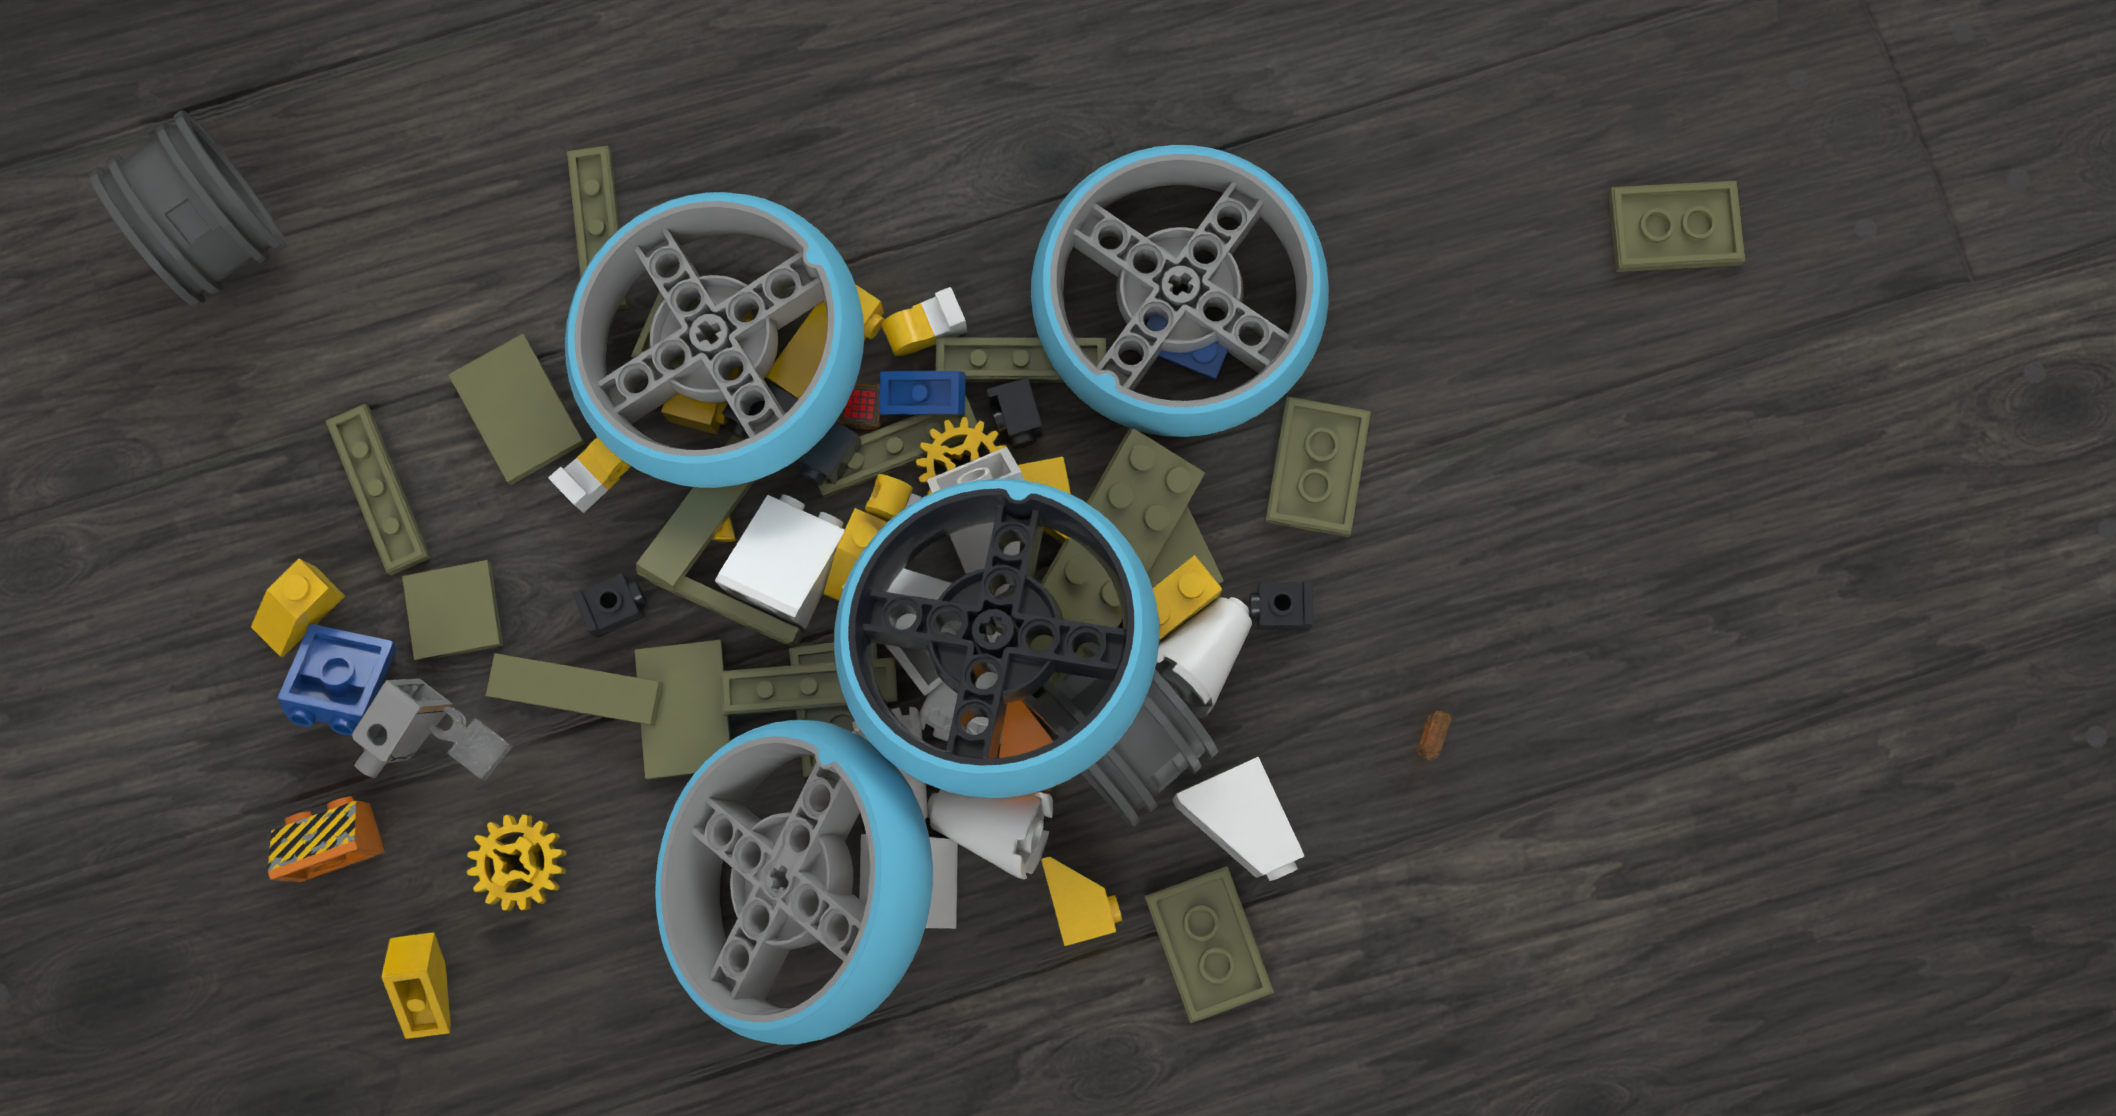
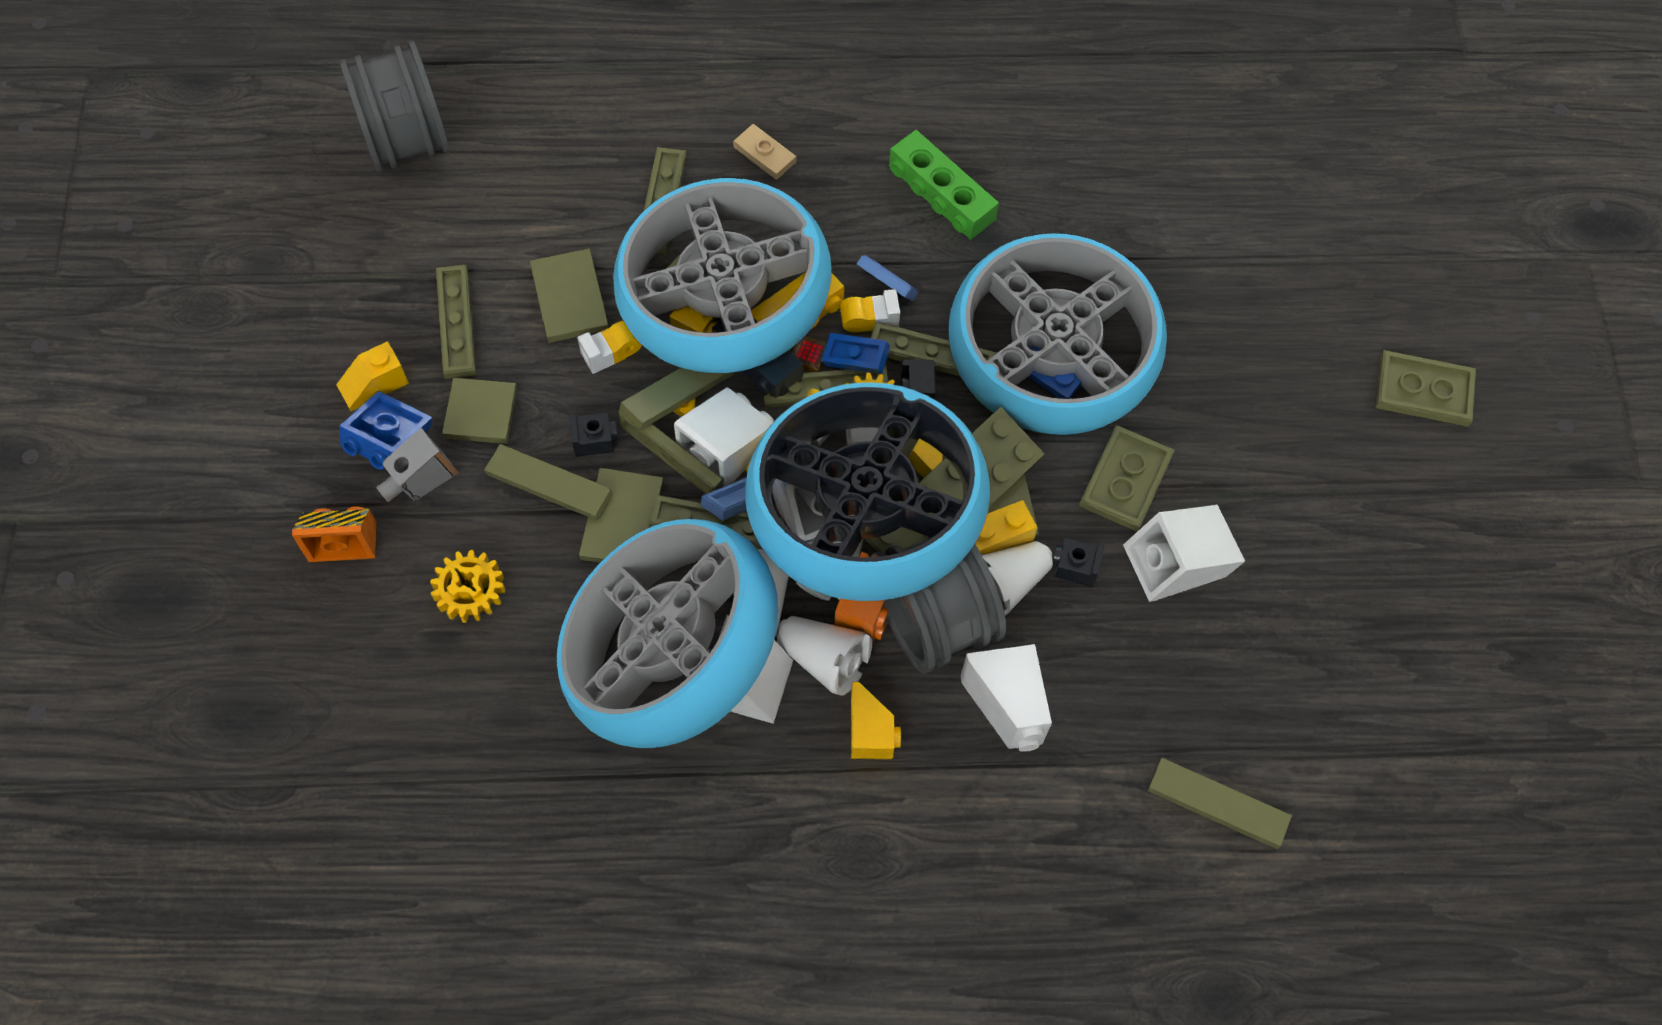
camera: 10 degrees right, 15 degrees down
(417, 985) = (367, 650): yellow slope -> none
(475, 746) = (464, 501): clear plate -> none
(715, 115) = (764, 151): none -> tan plate
(814, 653) = (726, 501): none -> medium blue tile
(925, 61) = (943, 184): none -> bright green brick
(934, 266) = (887, 277): none -> medium blue tile
(1208, 944) = (960, 785): olive tile -> none
(1413, 555) = (1183, 551): none -> white slope
(1434, 735) = (1169, 679): clear orange tile -> none
(1530, 876) = (1219, 803): none -> olive tile

